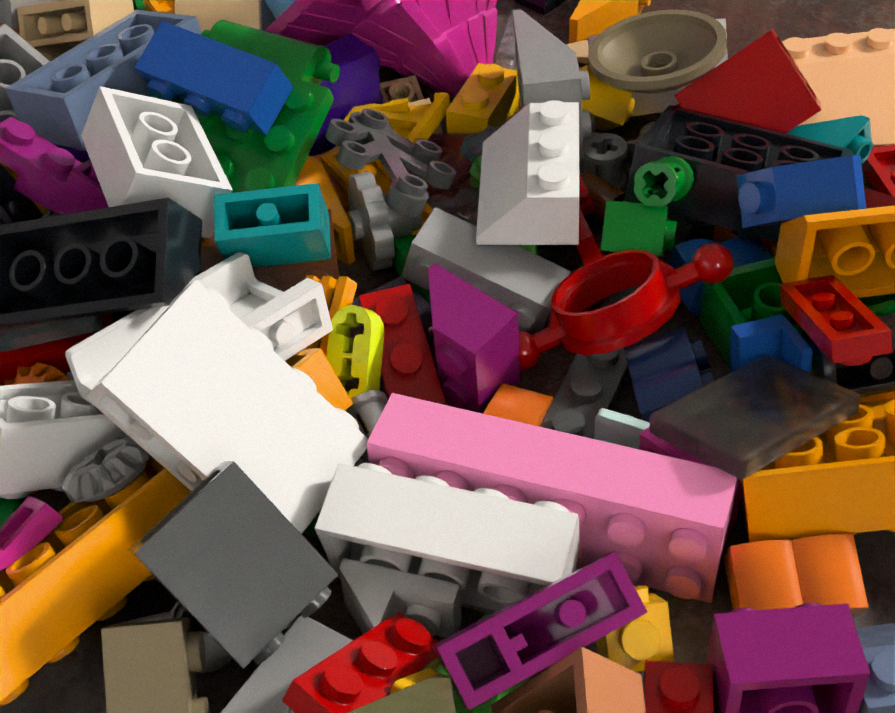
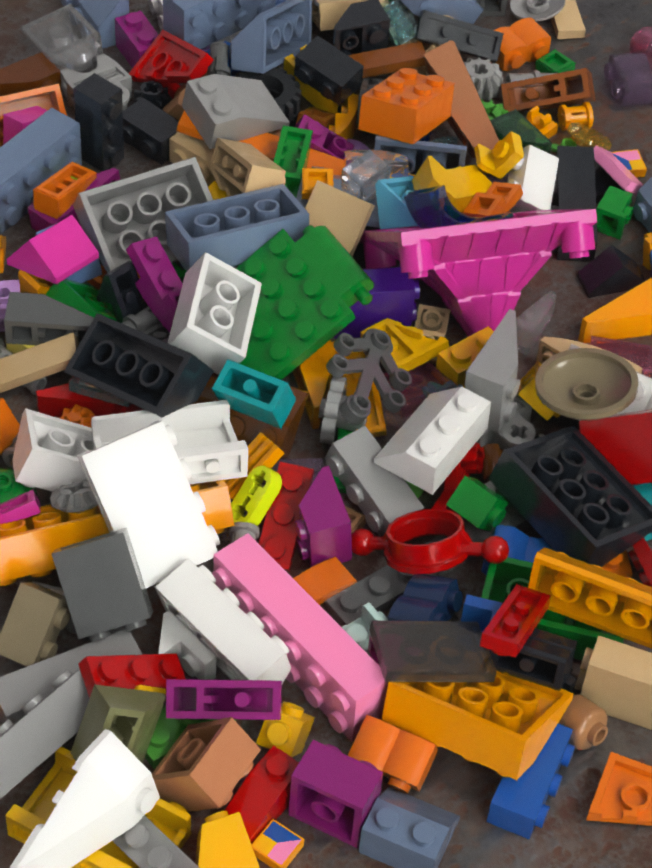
camera: 25 degrees right, 5 degrees up
(213, 78) = (284, 271): blue brick -> none
(676, 186) = (494, 475): green bush -> none
(800, 189) = (560, 534): blue slope -> none

